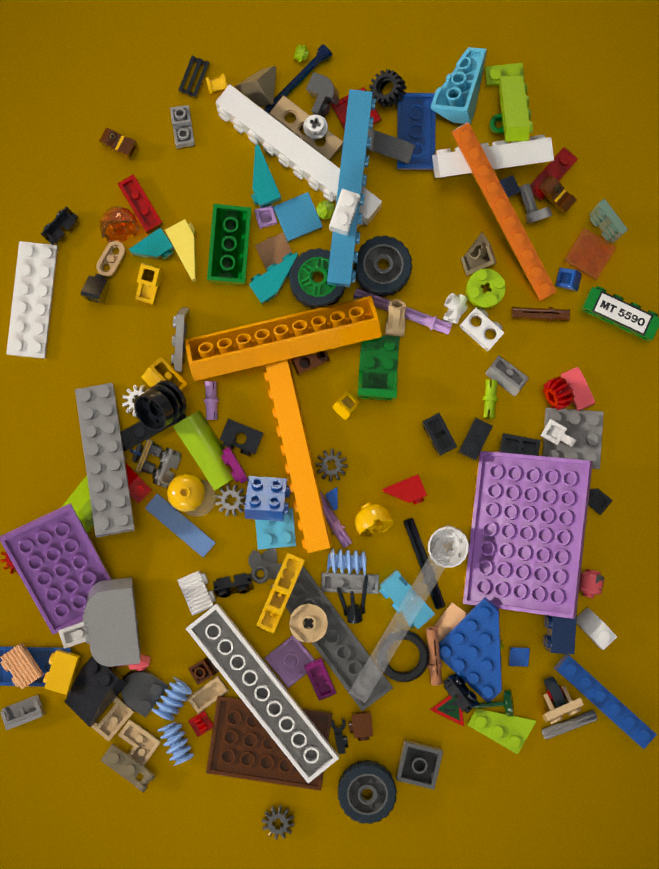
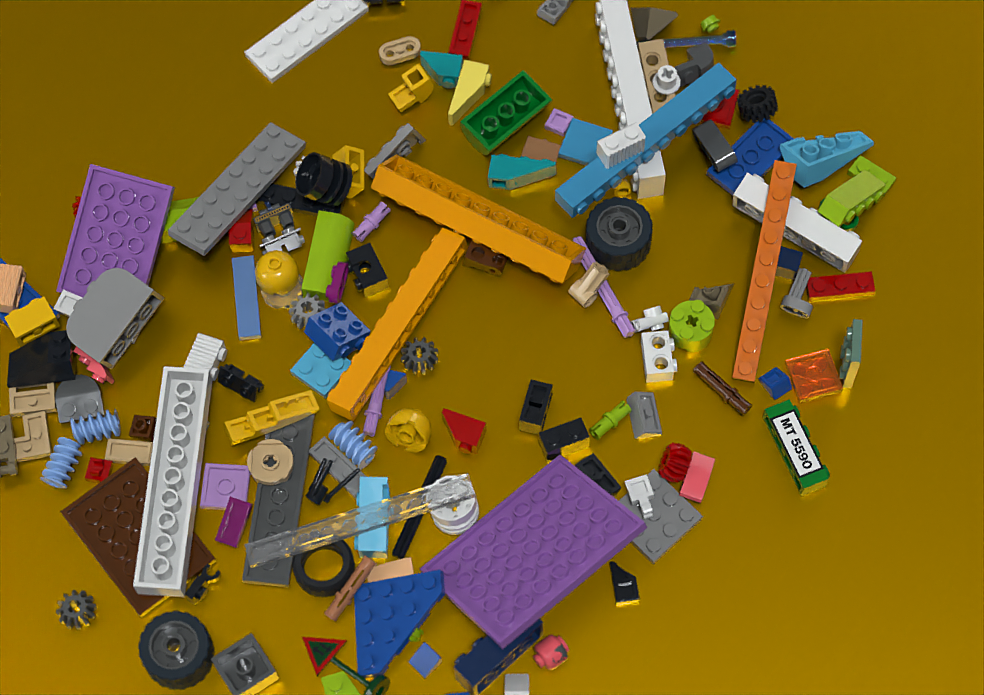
camera: 45 degrees right, 20 degrees down
(95, 289) = (363, 60): slope -> none
(117, 224) = (431, 28): clear orange cylinder -> none
(264, 186) = (582, 91): teal slope -> none
(266, 562) = (281, 385): dark grey plate -> none
(307, 291) = (539, 198): wheel -> none
(346, 405) = (480, 321): yellow slope -> none
(361, 725) = (230, 592): reddish brown brick -> none
(378, 368) = (536, 314): green bracket -> none
(456, 685) = (344, 634): black hinge -> none
(557, 194) = (828, 299): reddish brown leg -> none

